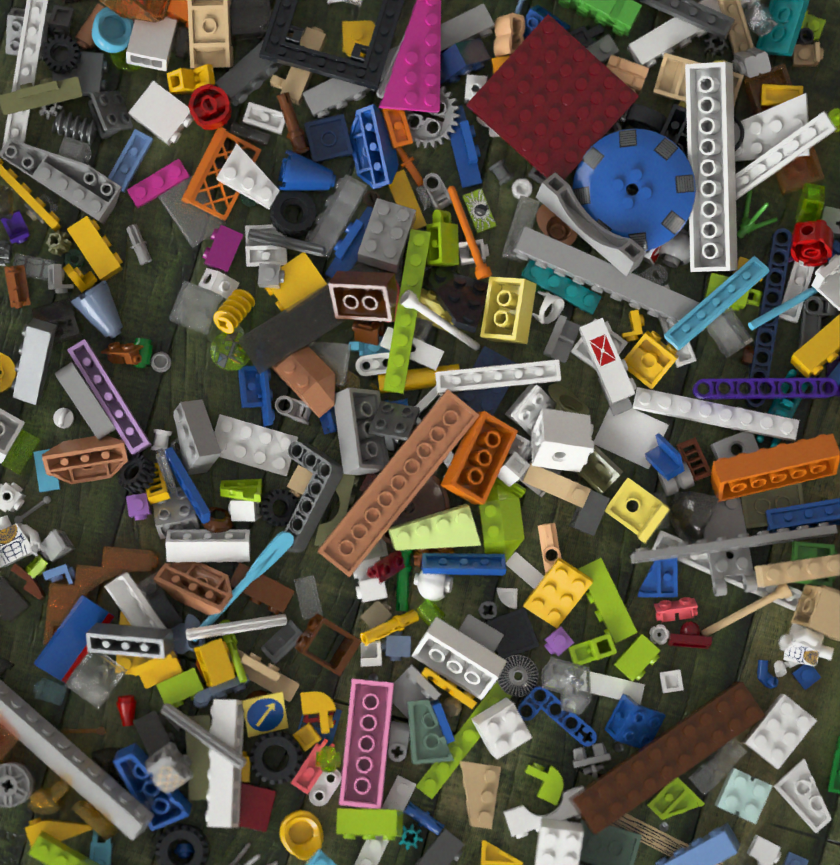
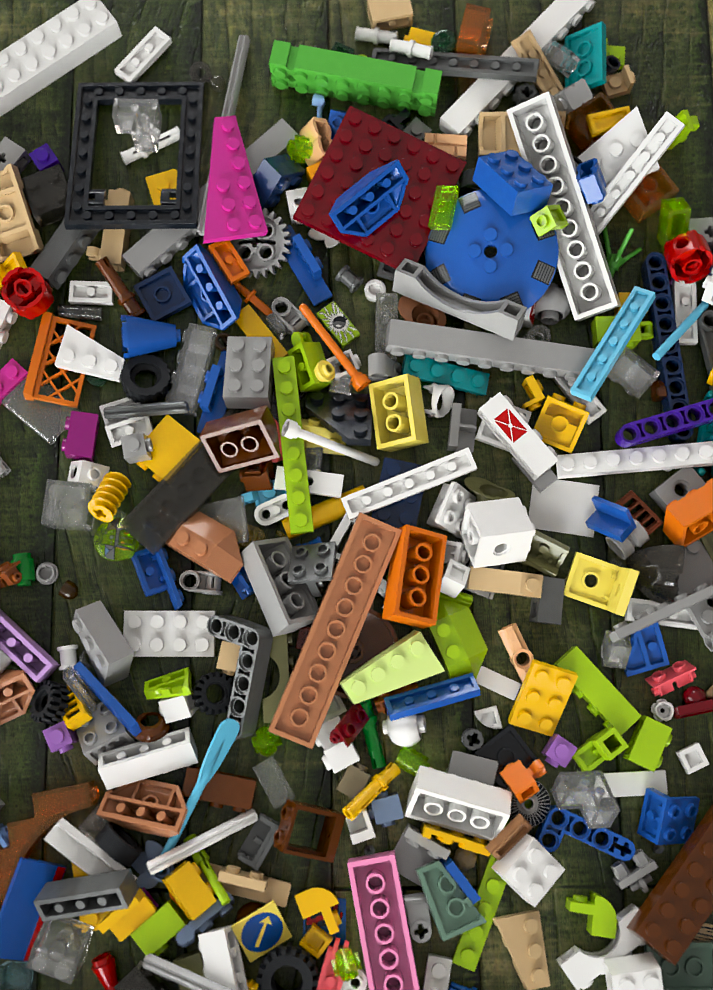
camera: 15 degrees left, 5 degrees down
(176, 383) = (69, 590): none -> dark brown hinge
(311, 561) = (266, 742): none -> clear neon green gear
(453, 254) = (324, 371): none -> light yellow plate
(466, 272) = (342, 387): none -> clear tile
(491, 38) = (299, 148): none -> clear neon green gear
(493, 697) = (509, 837): none -> medium nougat tile
(506, 266) = (382, 367): none -> light grey piece
(518, 655) = (522, 780): none -> orange brick
(537, 113) = (370, 200): none -> blue wedge
(603, 135) = (443, 207): none -> clear neon green plate
(633, 573) = (617, 653): none -> clear brick
(669, 133) = (512, 182): none -> blue brick
(691, 177) = (548, 219): none -> lime bracket
(741, 151) = (591, 181): none -> blue brick

